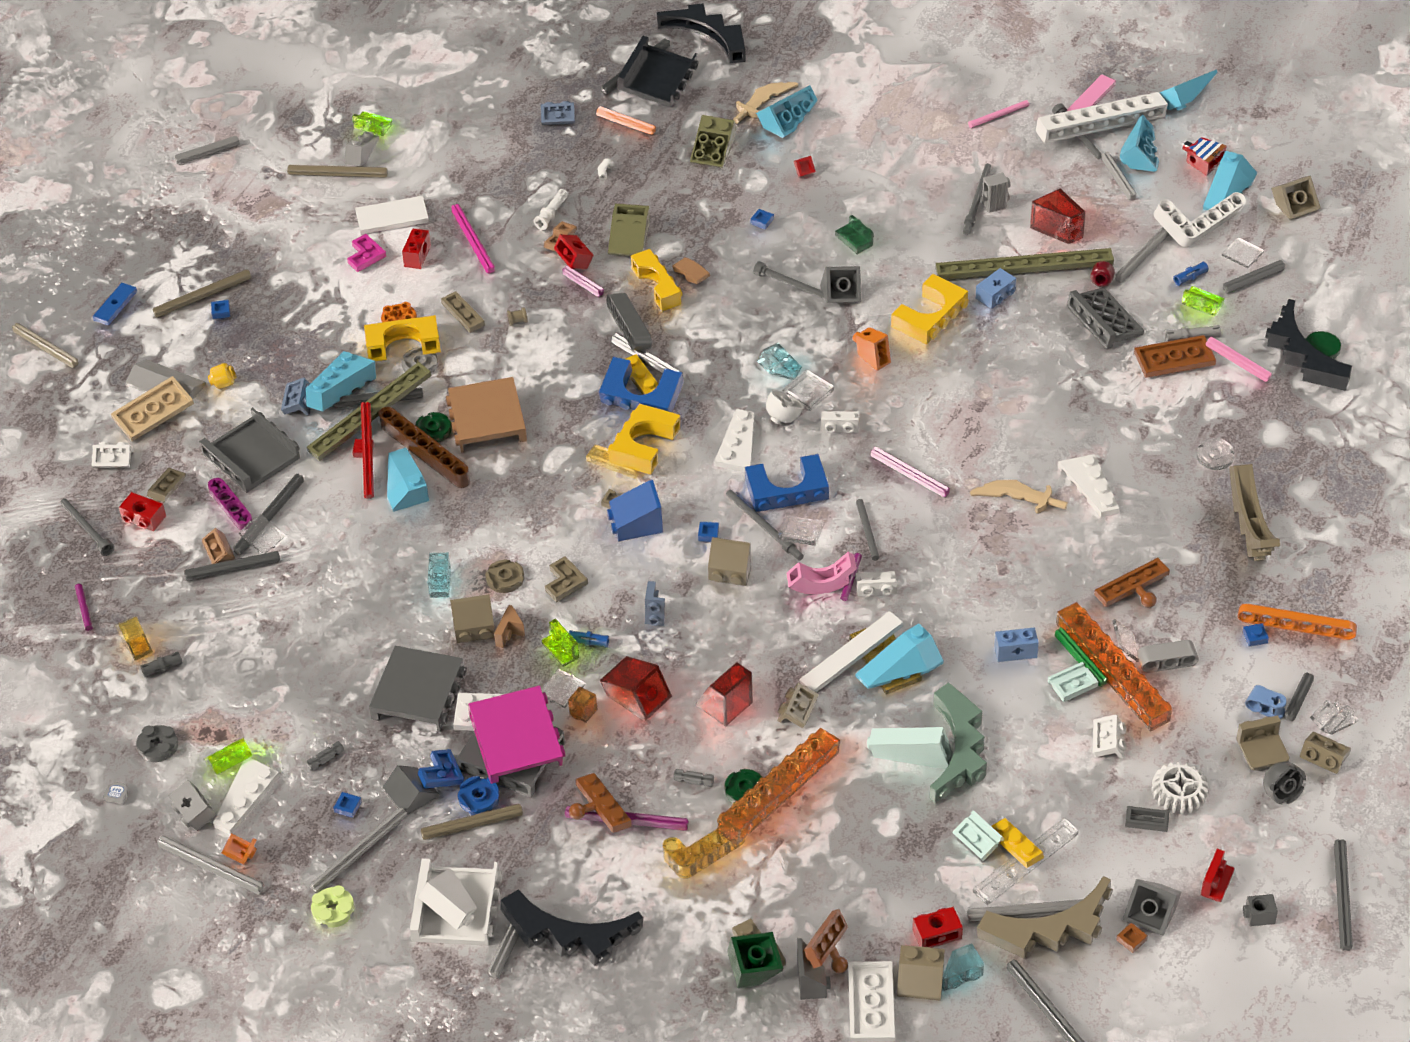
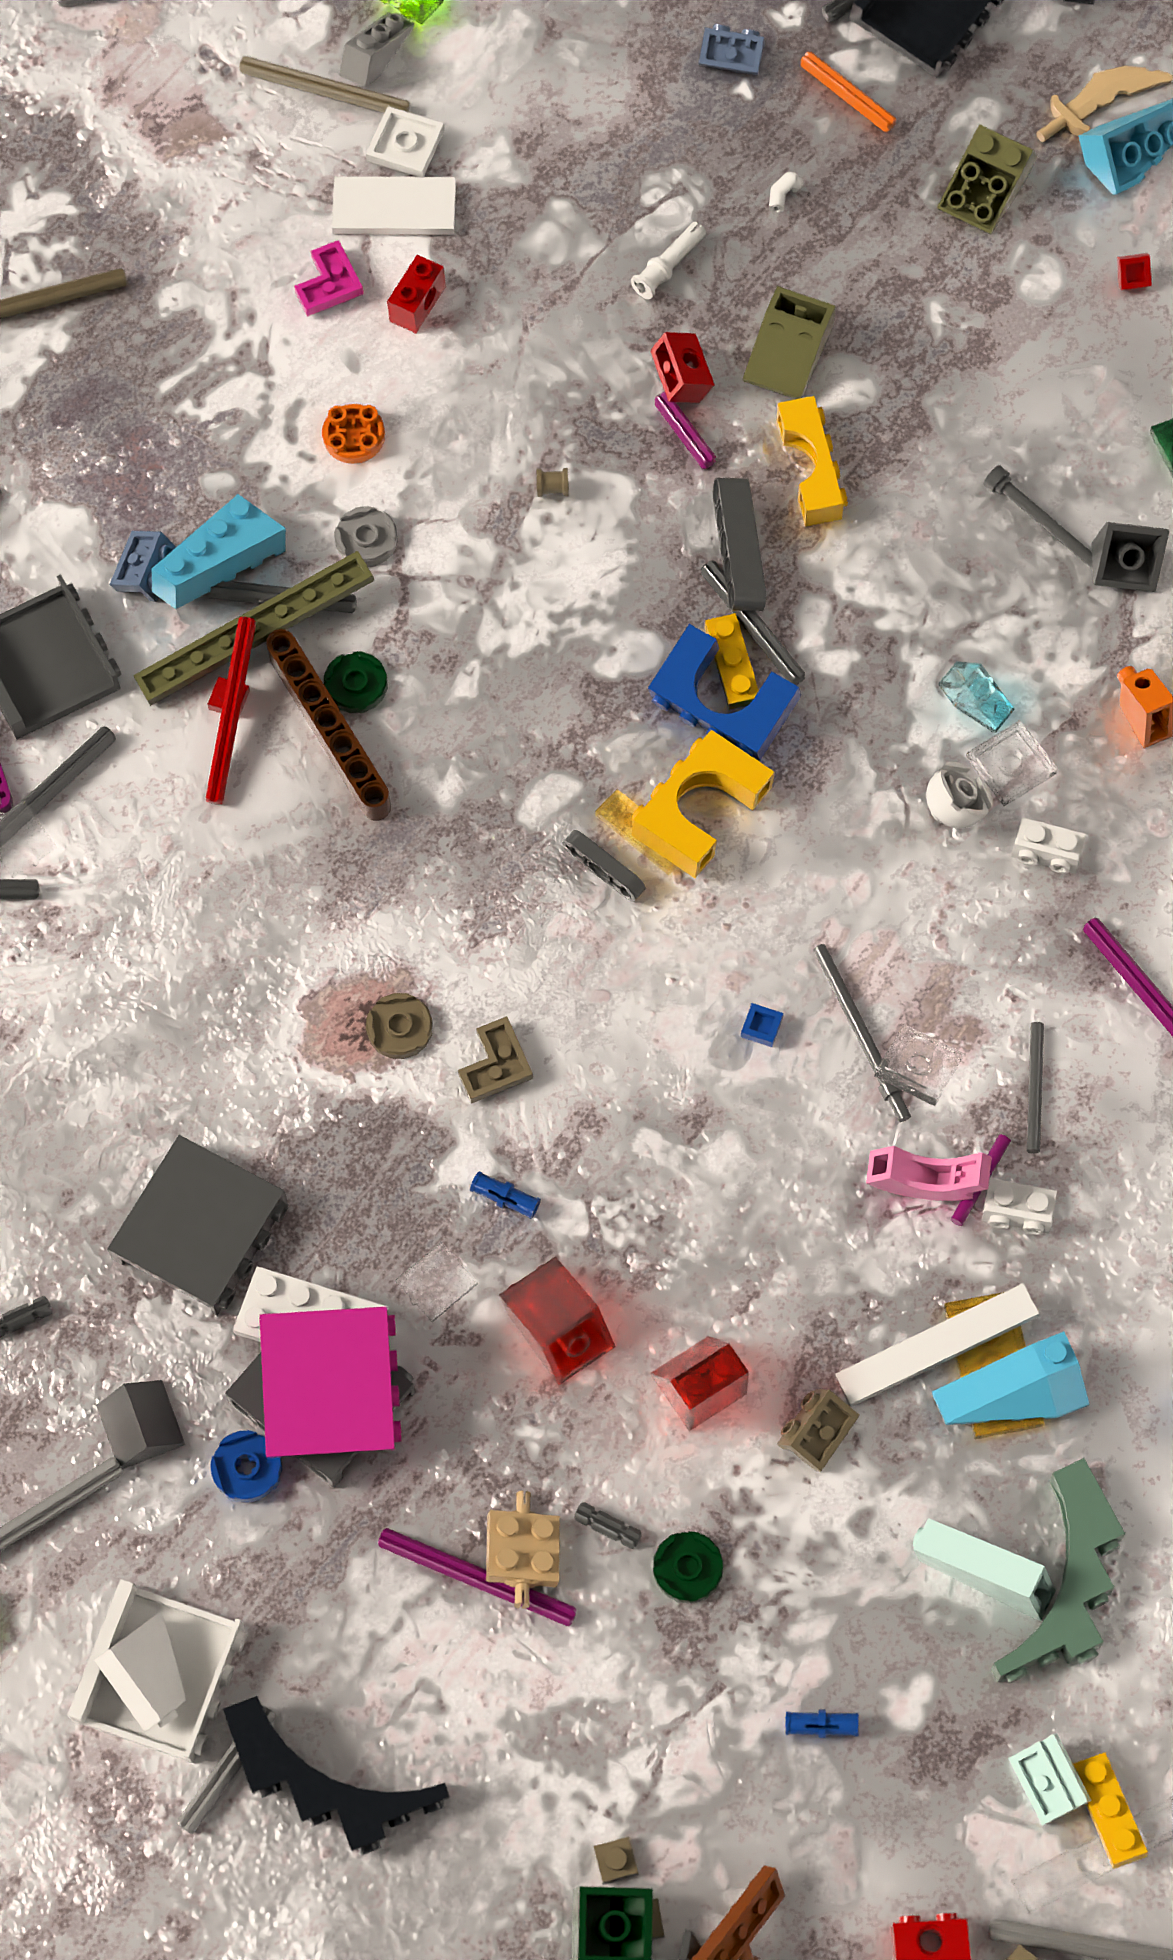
camera: 15 degrees right, 20 degrees up
(220, 309) = (59, 343): blue plate -> none
(222, 375) = (29, 488): yellow head -> none
(347, 804) = (30, 1428): blue plate -> none
(389, 185) = (405, 142): none -> white plate
(405, 482) = (279, 786): medium azure wedge -> none
(422, 329) = (312, 466): yellow arch -> none
(439, 575) = (287, 1004): clear light blue brick -> none
(443, 773) = (203, 1411): blue plate -> none
(463, 312) = (463, 449): dark tan plate -> none
(471, 821) = (223, 1514): dark tan axle -> none
(472, 618) = (320, 1114): dark tan slope -> none
(473, 238) = (519, 291): dark pink axle -> none
(485, 412) = (448, 678): medium nougat panel -> none
(508, 625) = (380, 1131): medium nougat slope -> none
(561, 228) = (674, 316): medium nougat slope -> none
(561, 644) = (453, 1200): clear neon green bracket -> none
(582, 704) = (458, 1336): clear orange brick -> none
(588, 476) = (604, 865): none -> dark grey beam
(600, 801) = (441, 1541): dark orange plate -> none
(608, 496) = (616, 913): dark tan tile -> none
(636, 513) = (646, 959): slope -> none
(649, 796) = (522, 1549): none -> tan plate
(654, 606) = (623, 1173): sand blue bracket -> none
(693, 271) = (877, 454): medium nougat slope -> none
(696, 856) = (592, 1672): clear yellow beam -> none
(729, 561) = (778, 1107): dark tan slope -> none
(736, 447) = (857, 854): white wing -> none
(762, 219) = (1029, 370): blue plate -> none
(768, 496) = (882, 978): blue arch -> none
(777, 786) = (646, 1673): clear orange brick -> none
(843, 841) = (822, 1723): none -> blue pin

